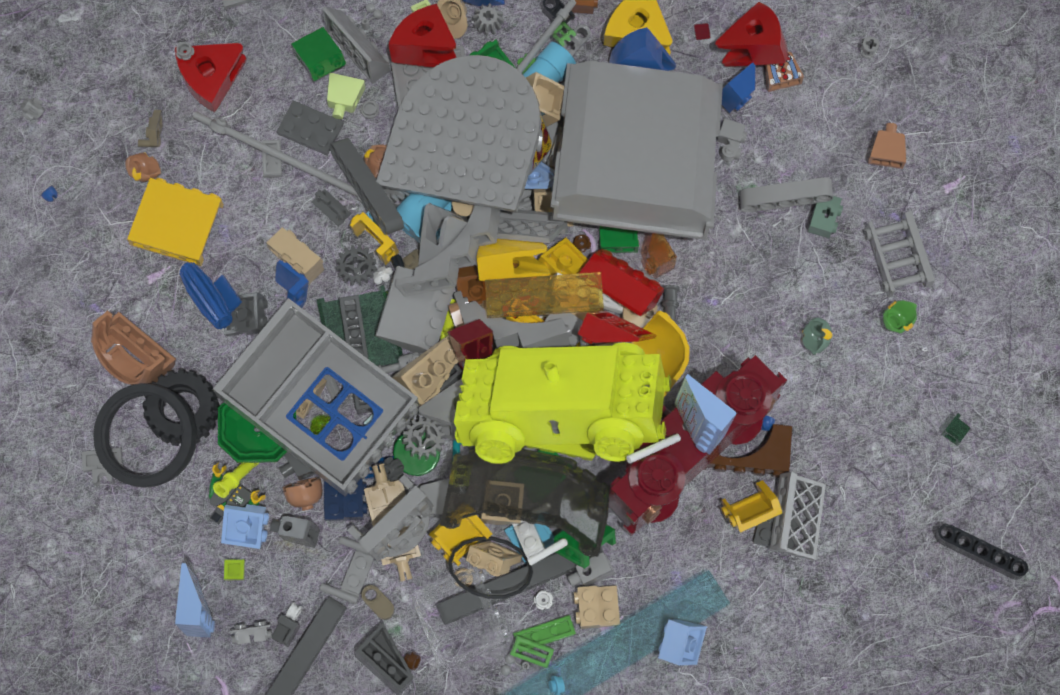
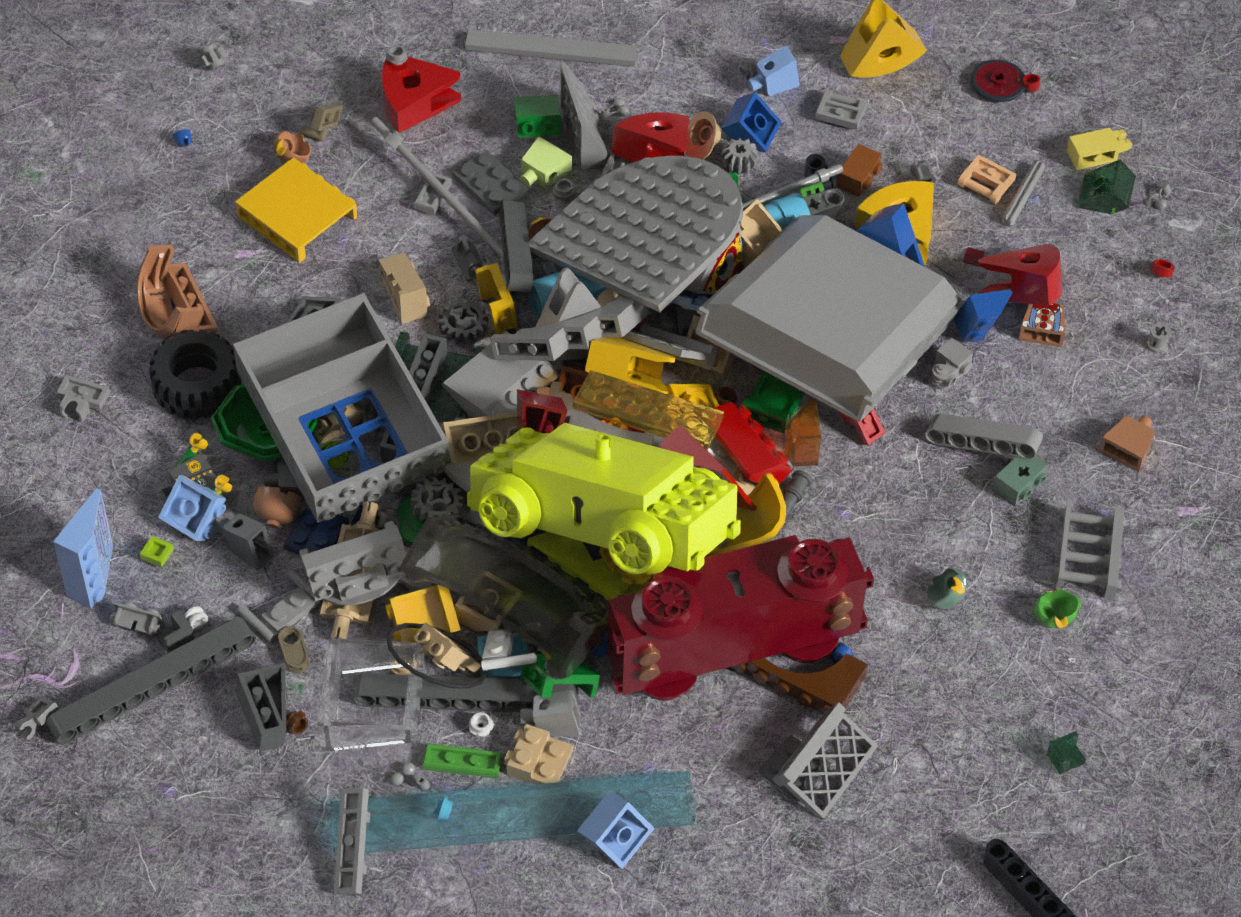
camera: 25 degrees right, 20 degrees down
(104, 420) = (117, 337): black tyre -> none
(213, 300) = (285, 285): blue plate -> none
(231, 479) = (205, 457): neon yellow pin -> none
(293, 282) = (385, 304): blue bracket -> none
(516, 645) = (421, 753): bright green tile -> none
(653, 448) = (677, 572): white bar -> none
(703, 414) = (752, 554): light blue slope -> none
(753, 509) = (774, 730): yellow panel -> none

